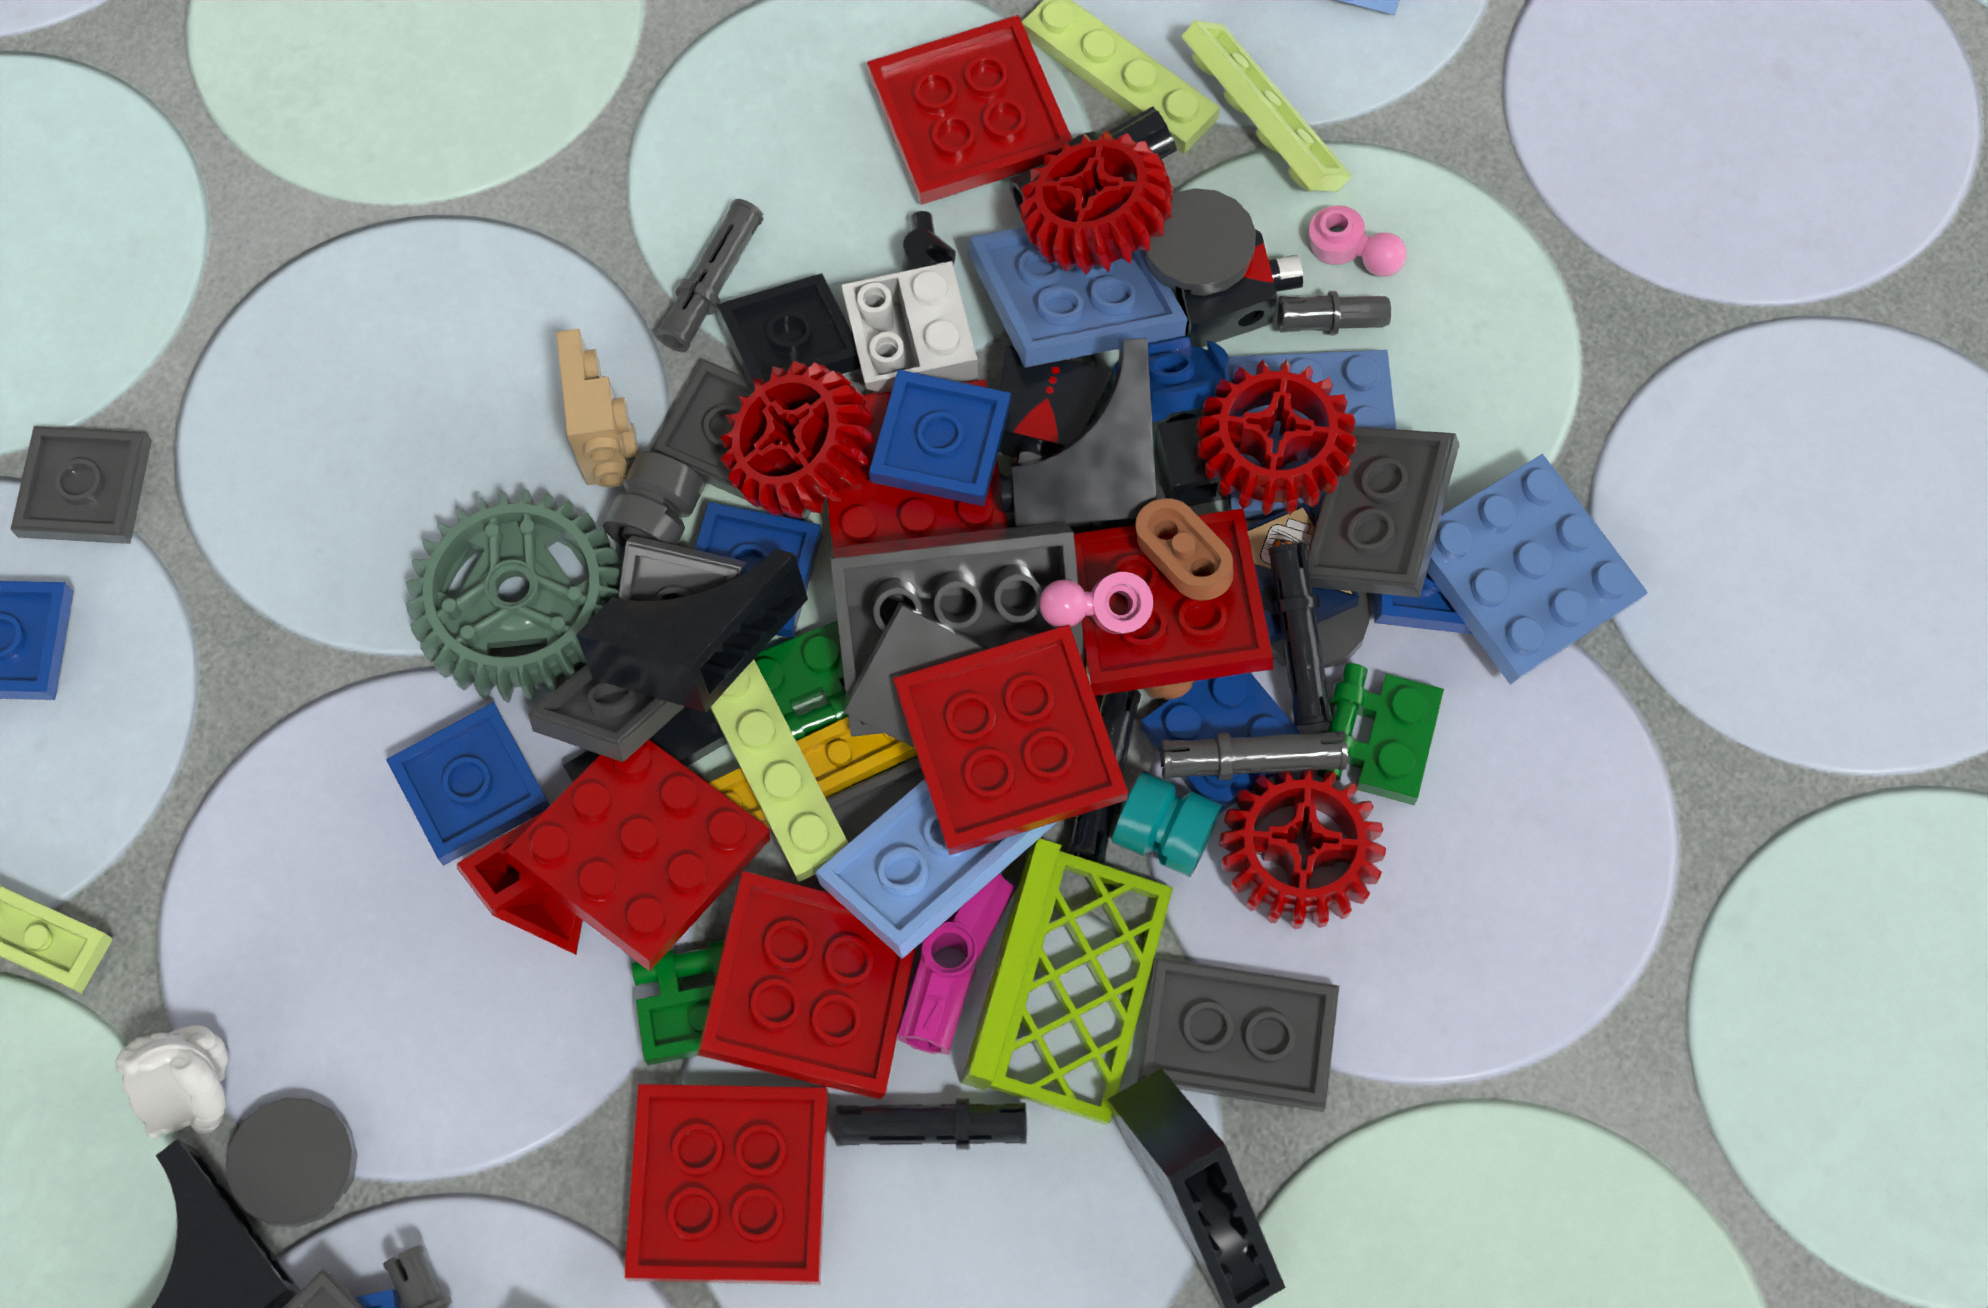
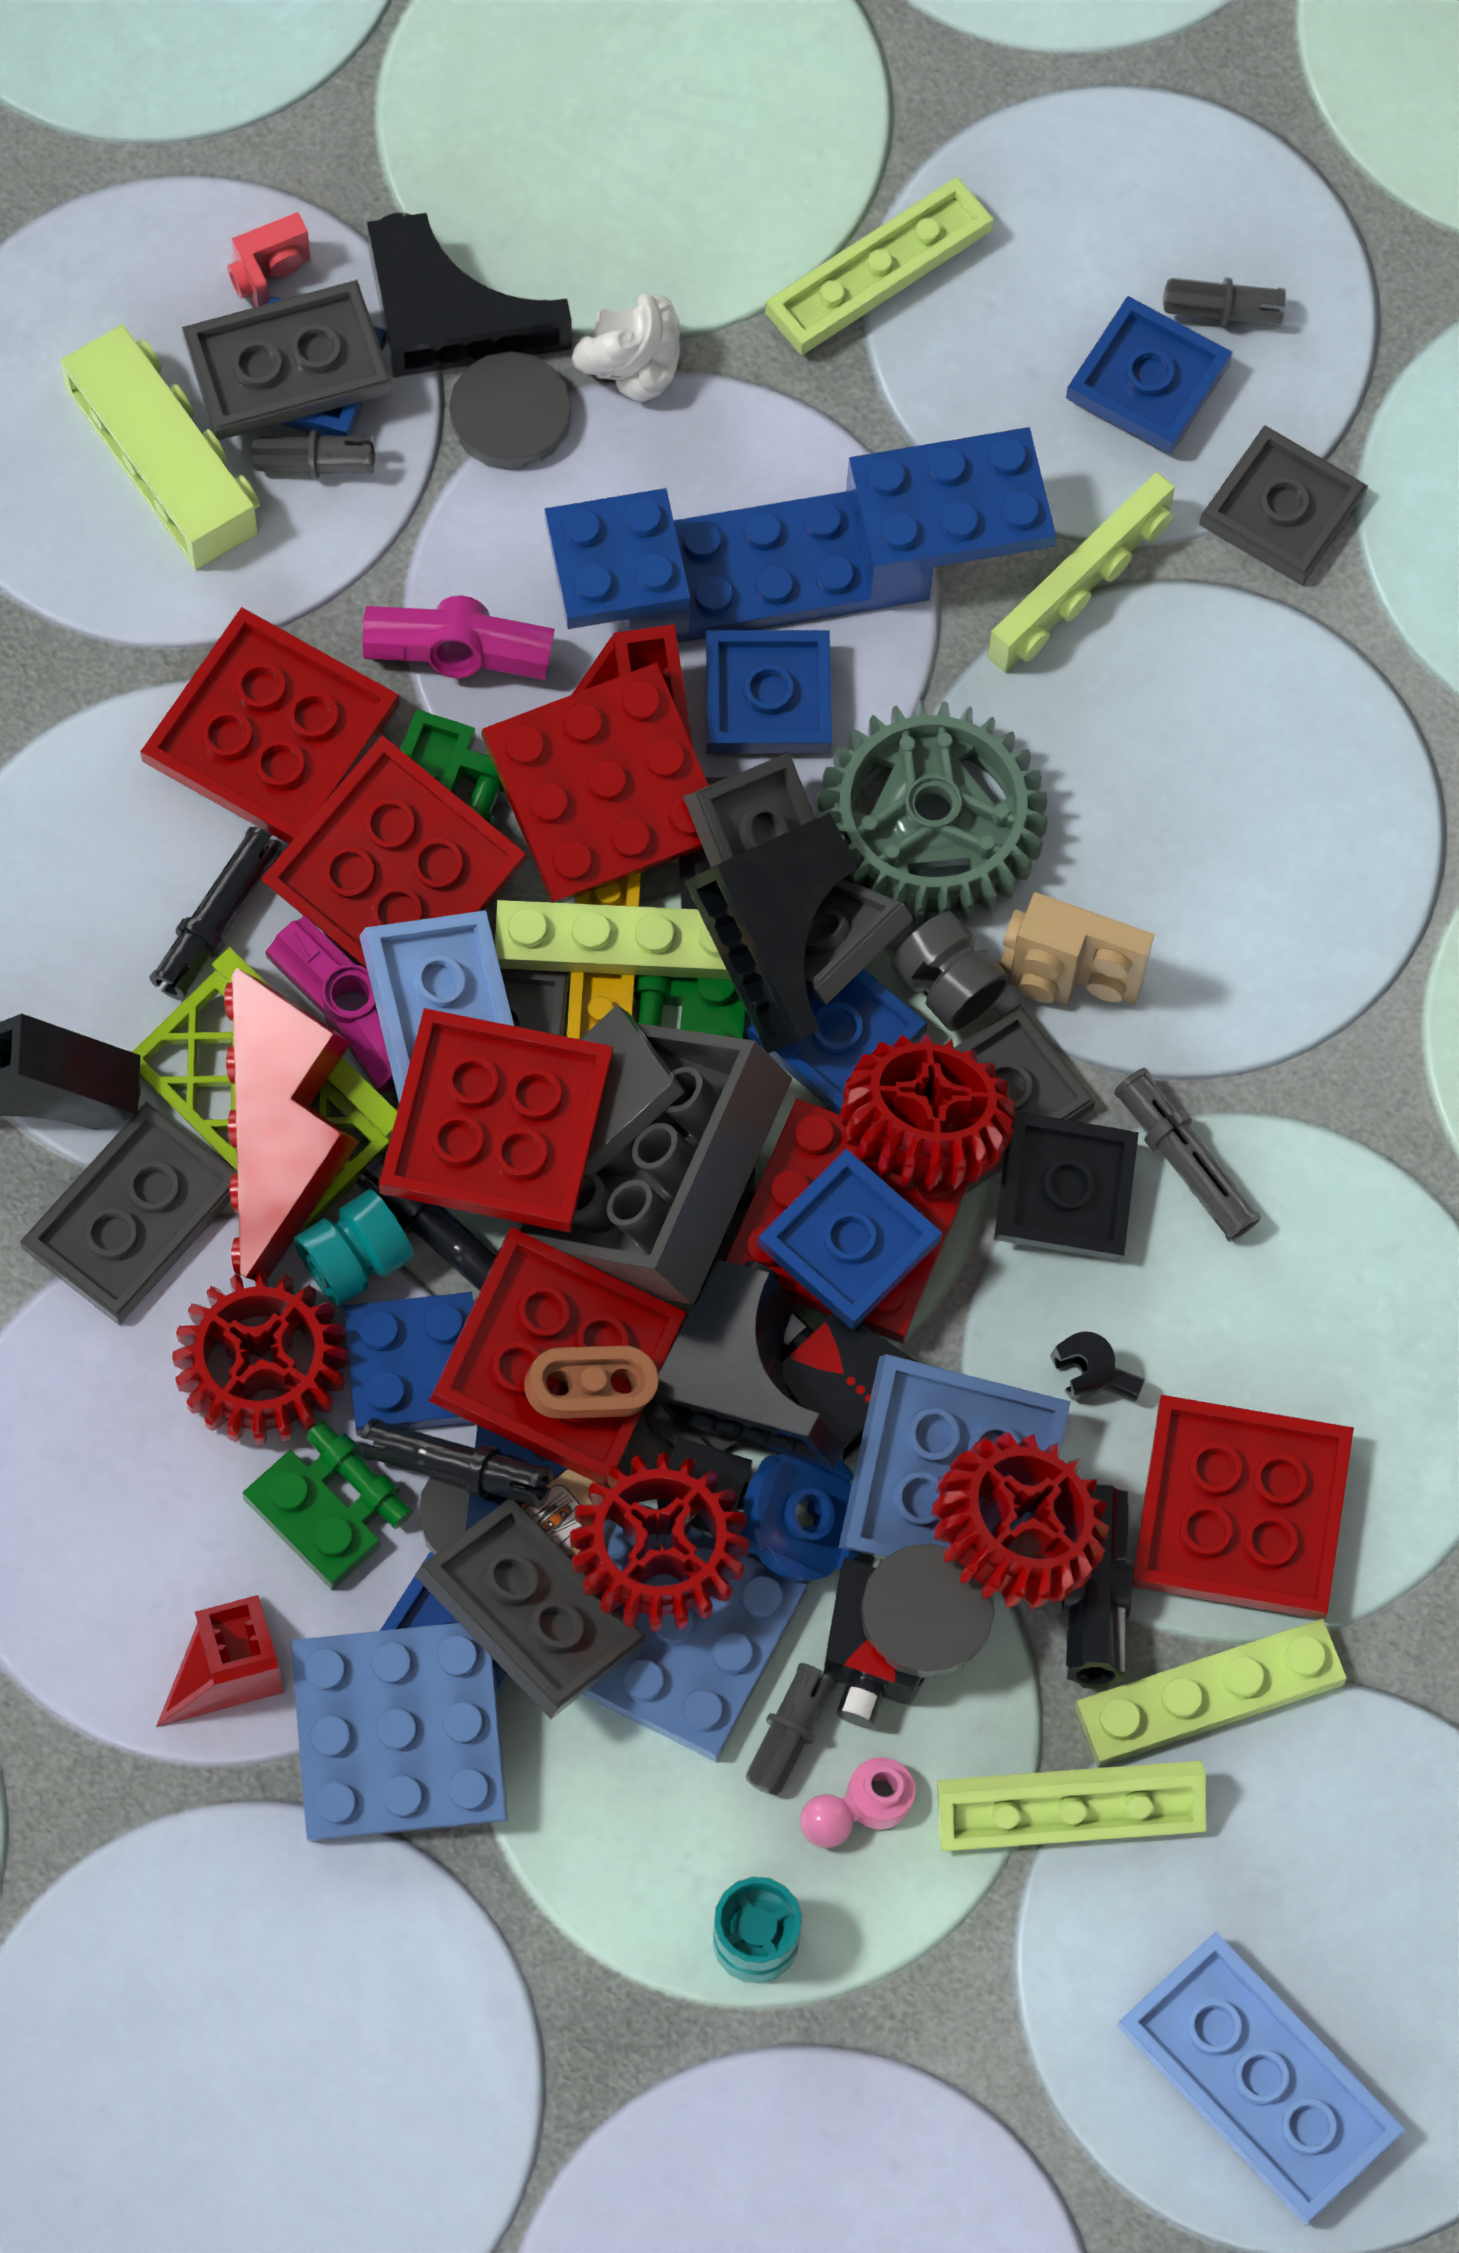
camera: 115 degrees right, 0 degrees up
(210, 589) = (1068, 587): none -> yellowish green plate
(310, 817) = (805, 554): none -> blue bracket
(555, 1065) = (457, 639): none -> dark pink piece
(911, 325) = (997, 1296): white slope -> none
(1067, 603) = (594, 1235): bright pink plate -> none
(1114, 919) = (281, 1143): none -> slope
(1263, 754) = (377, 1326): dark grey pin -> none
(1500, 247) = (756, 1929): none -> teal wheel
(1560, 729) = (225, 1662): none -> red slope

